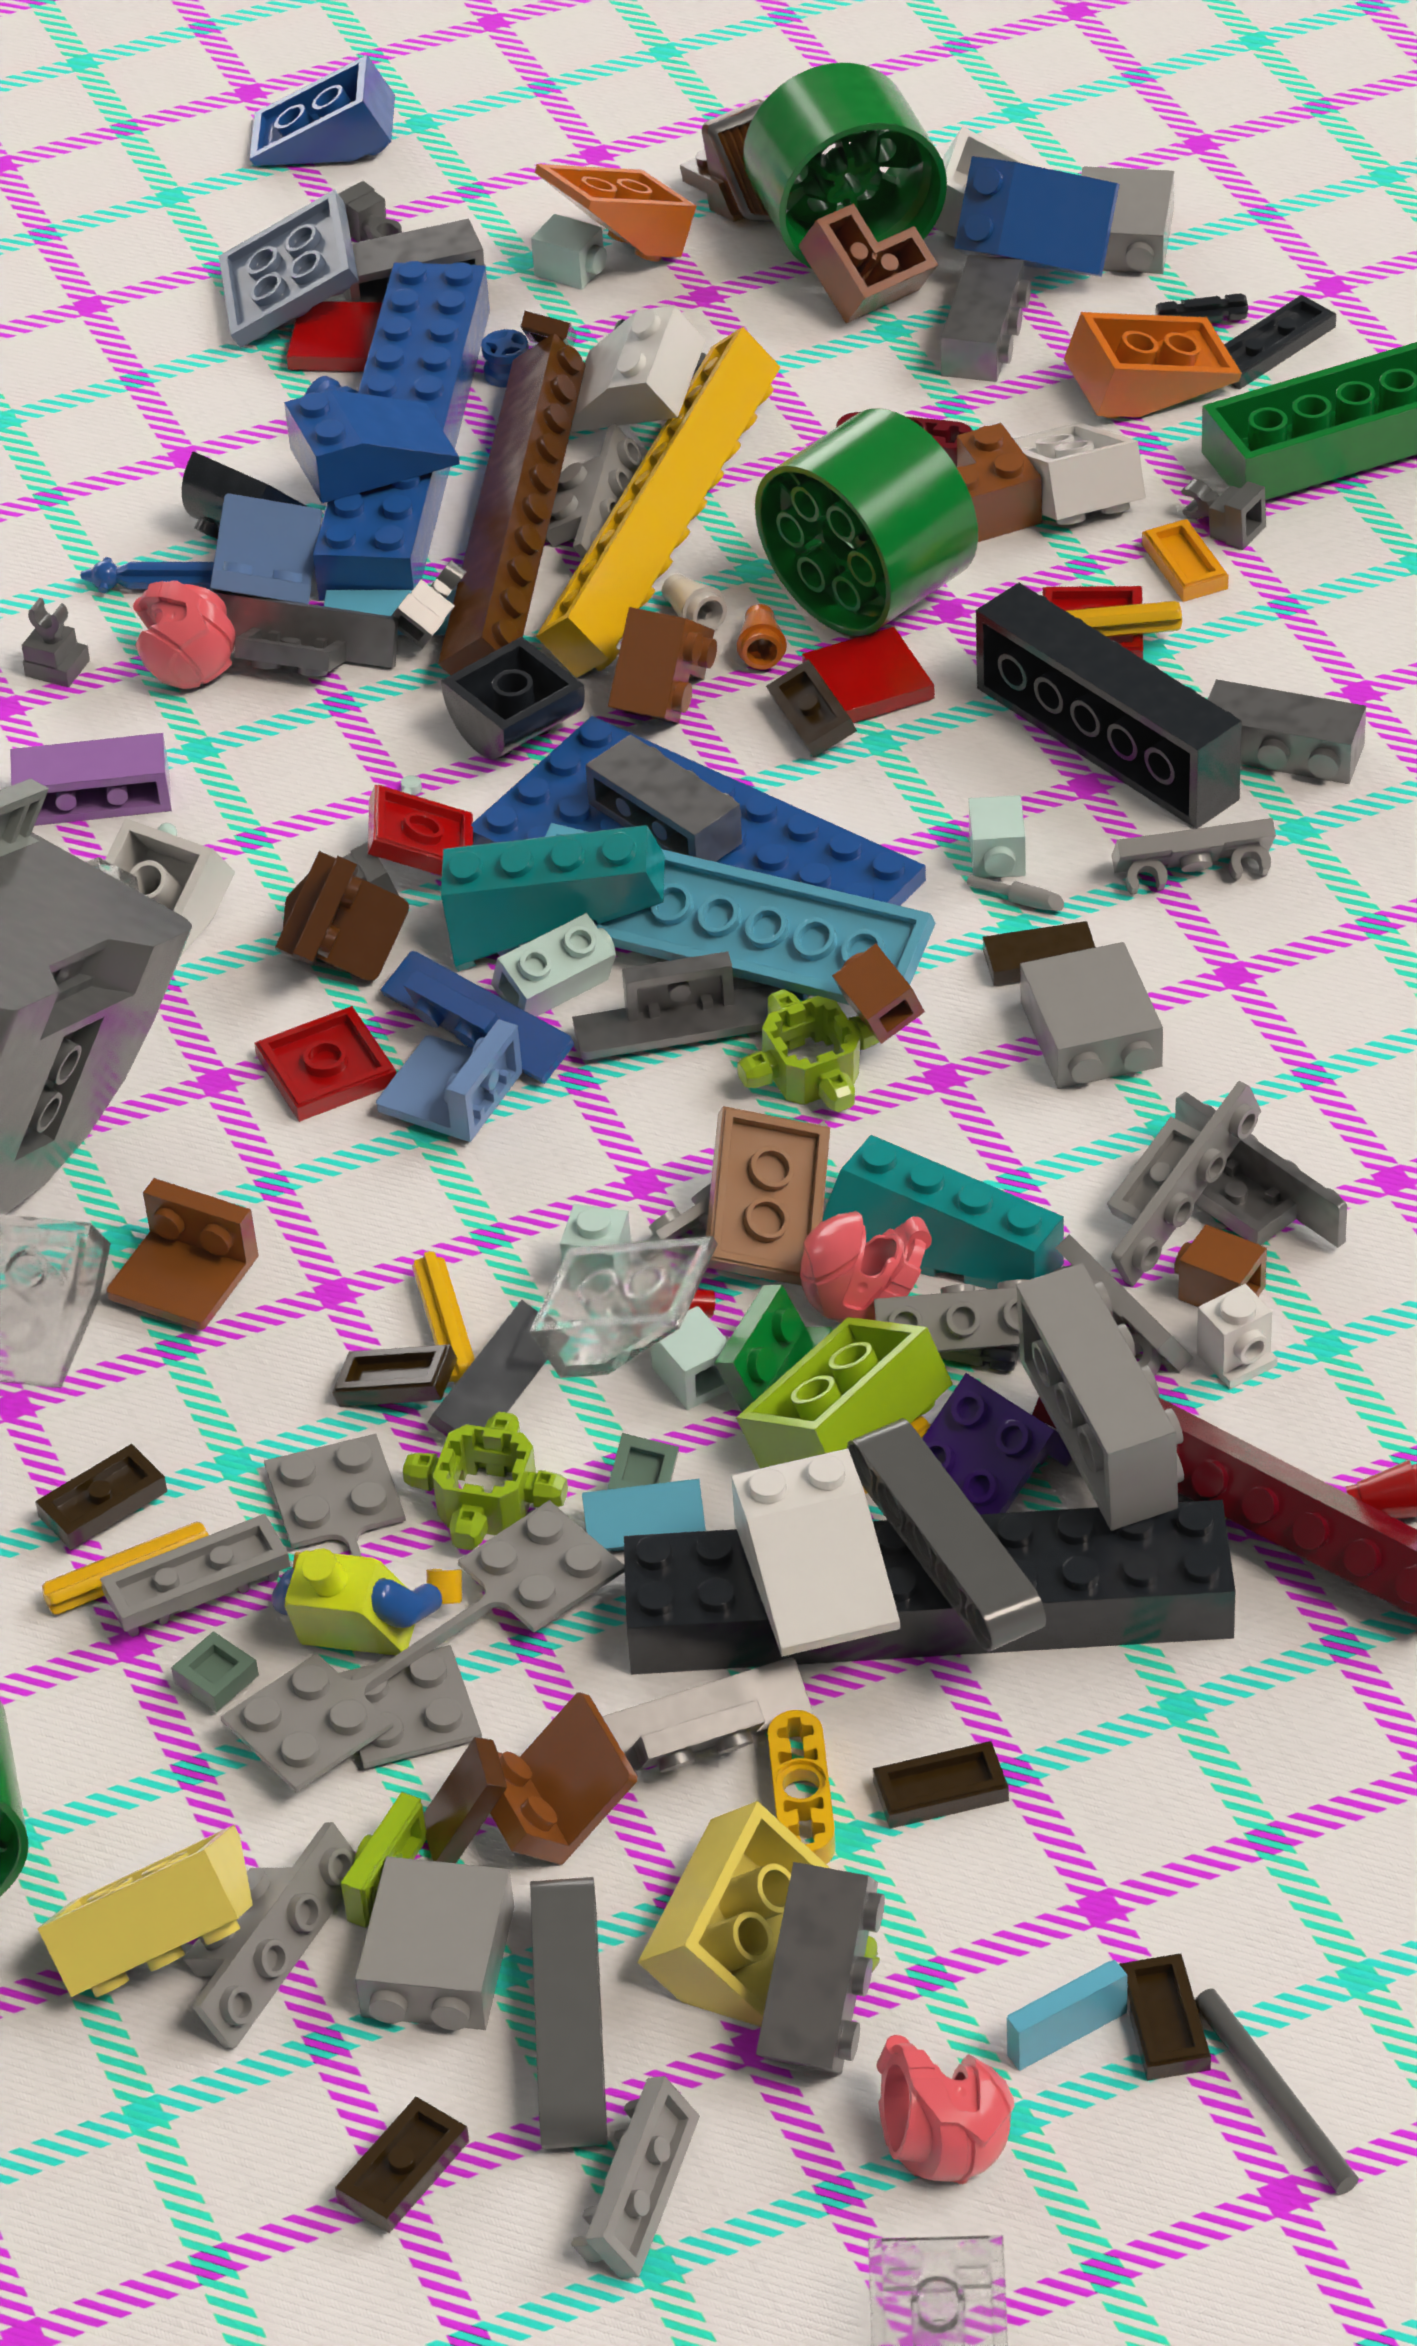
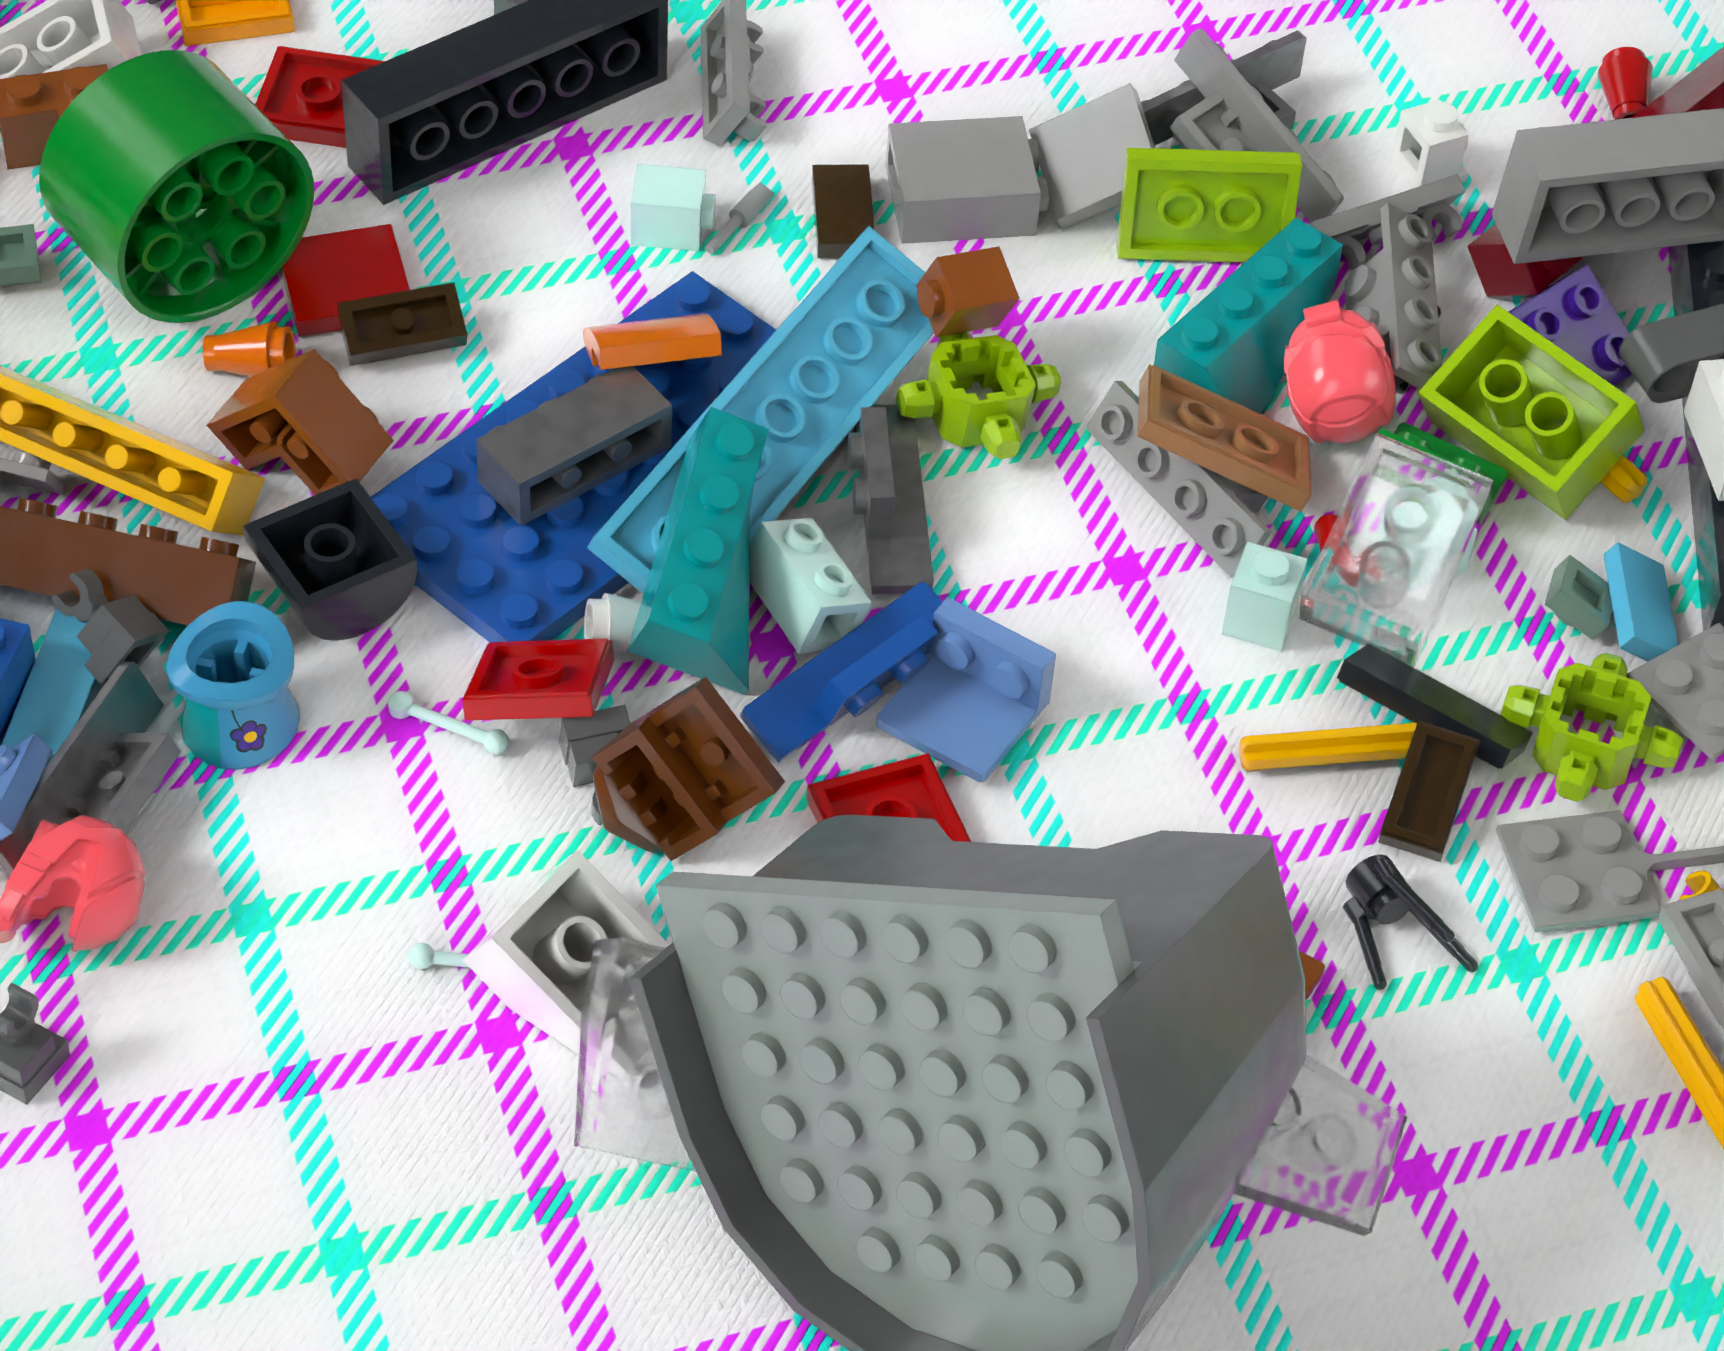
camera: 90 degrees left, 5 degrees up
(97, 777) = (310, 1020): medium lavender brick -> none
(101, 1496) = (1596, 1078): dark brown plate -> none
(277, 1350) = (1385, 895): none -> black plant
(380, 678) = (235, 683): none -> dark azure hat
(695, 600) = (167, 400): white cone -> none
(783, 821) = (652, 341): none -> orange slope
(1074, 1157) = (1204, 203): none -> lime plate
(1132, 618) = (349, 59): yellow axle -> none
(1132, 1088) = (1086, 153): none -> light grey tile
(1217, 1265) = (1347, 142): dark orange brick -> none

